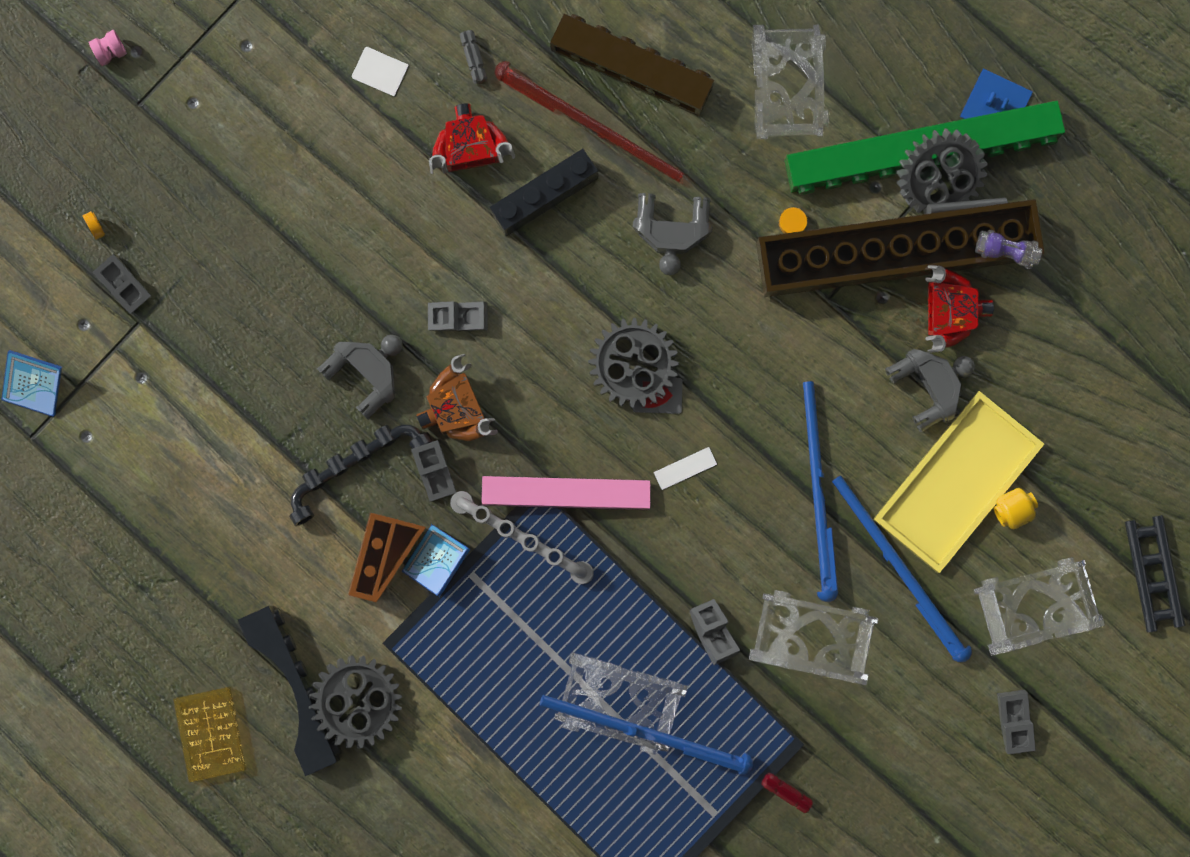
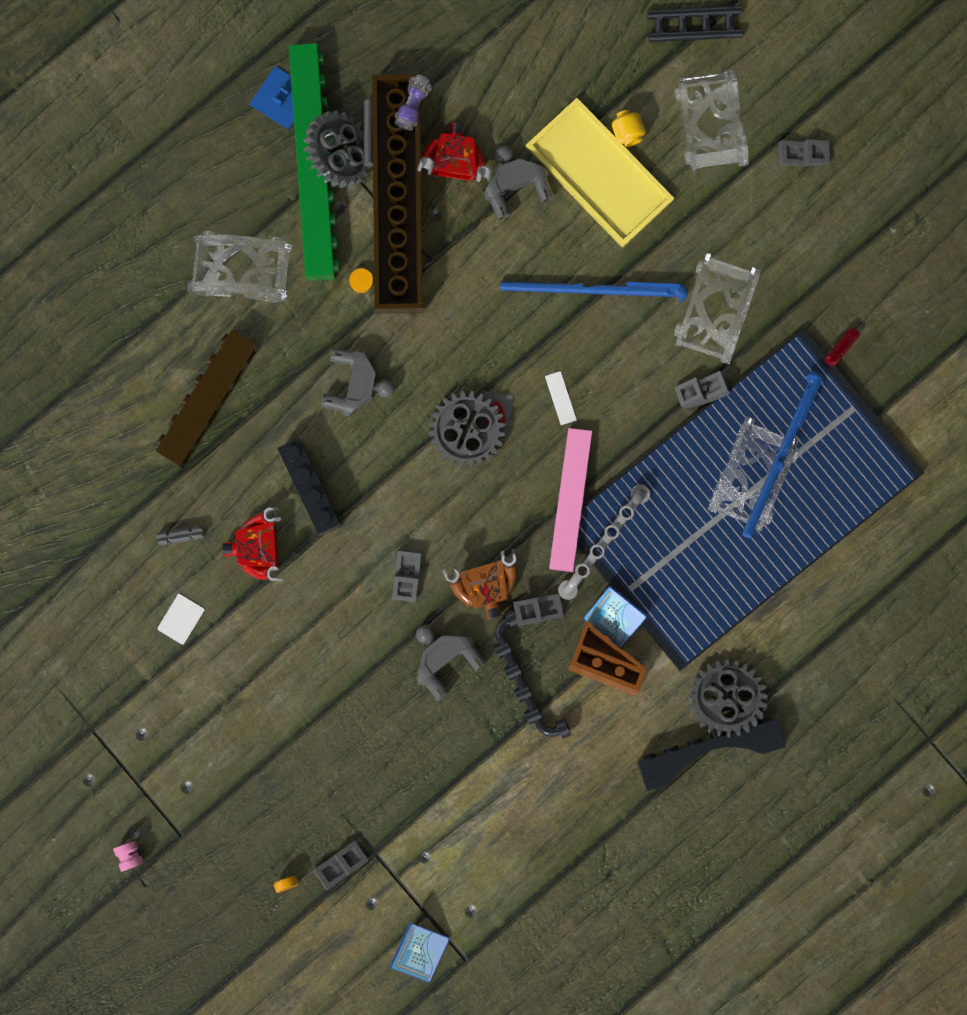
camera: 85 degrees left, 0 degrees up
(209, 734) = (740, 828): clear yellow tile -> none
(552, 102) = (229, 472): clear red bar -> none
(925, 605) = (700, 213): blue bar -> none

